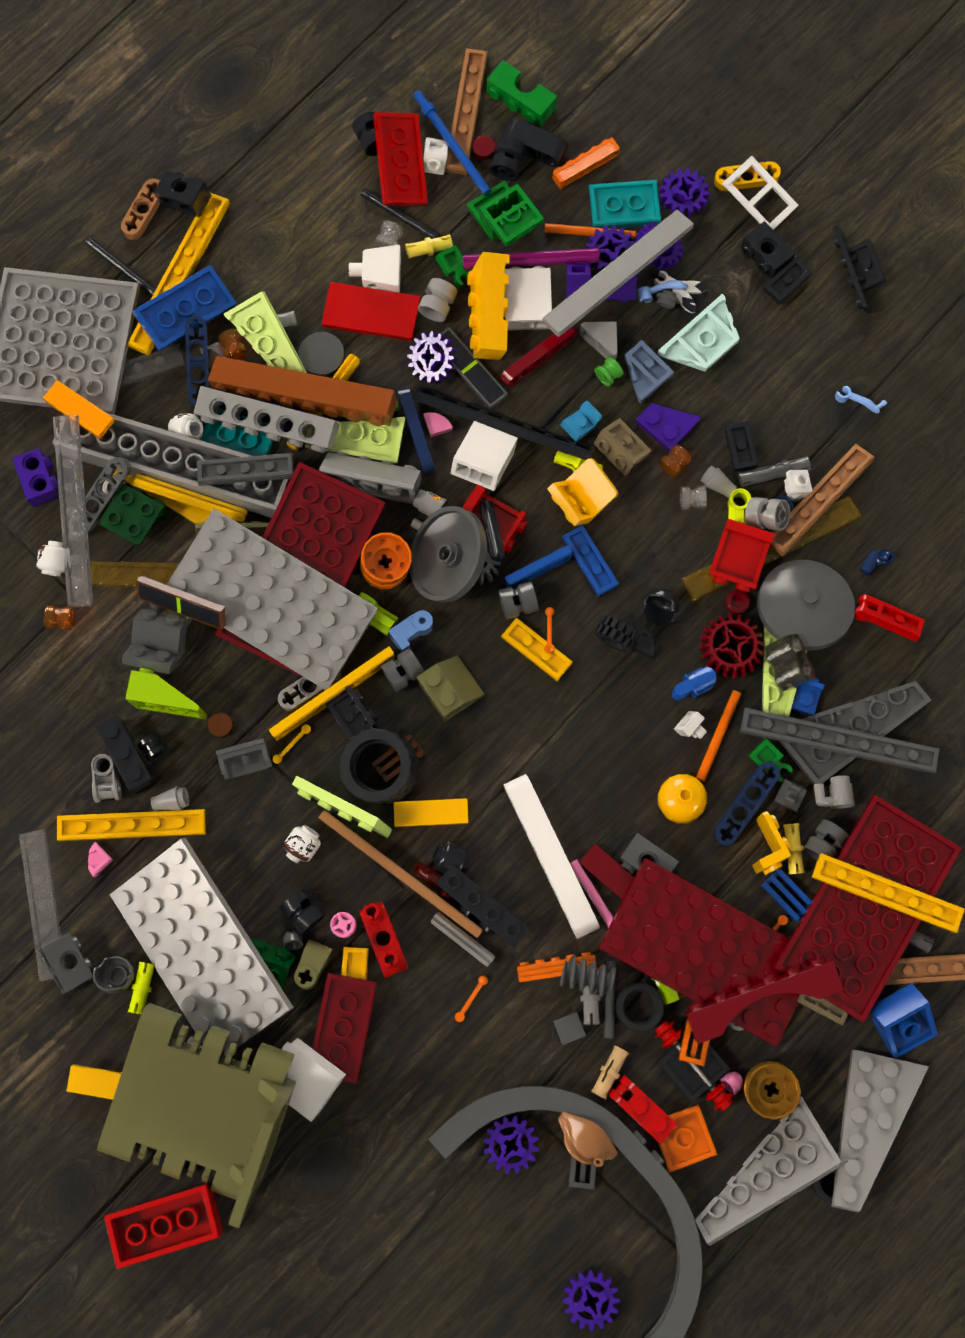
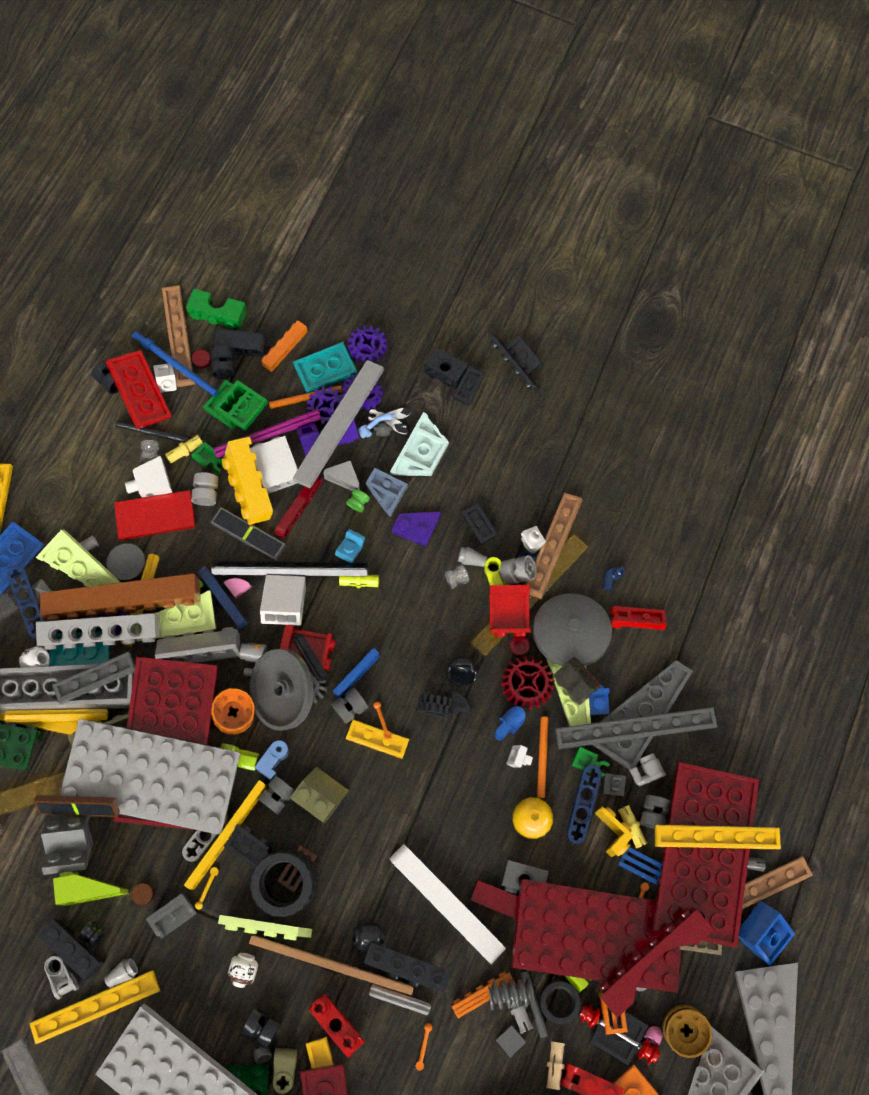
camera: 25 degrees left, 5 degrees down
(98, 859) = (76, 1047): bright pink tile -> none
(232, 344) = (51, 579): clear orange wheel -> none
(341, 921) = (296, 1024): bright pink wheel -> none
(428, 347) = (218, 544): gear -> none
(429, 876) = (355, 956): clear red arm -> none
(430, 812) = (338, 903): yellow tile -> none
(584, 493) = (371, 602): yellow bracket -> none
(590, 561) = (395, 653): blue tile -> none
(592, 892) = (489, 921): bright pink bar -> none
(621, 446) = (388, 555): dark tan bracket -> none
(675, 460) = (433, 552): clear orange wheel -> none
(743, 184) = (418, 308): yellow beam -> none
(751, 162) = (431, 317): white window -> none
(773, 472) = (509, 536): dark grey pin -> none
(860, 399) = (554, 458): light blue piece -> none

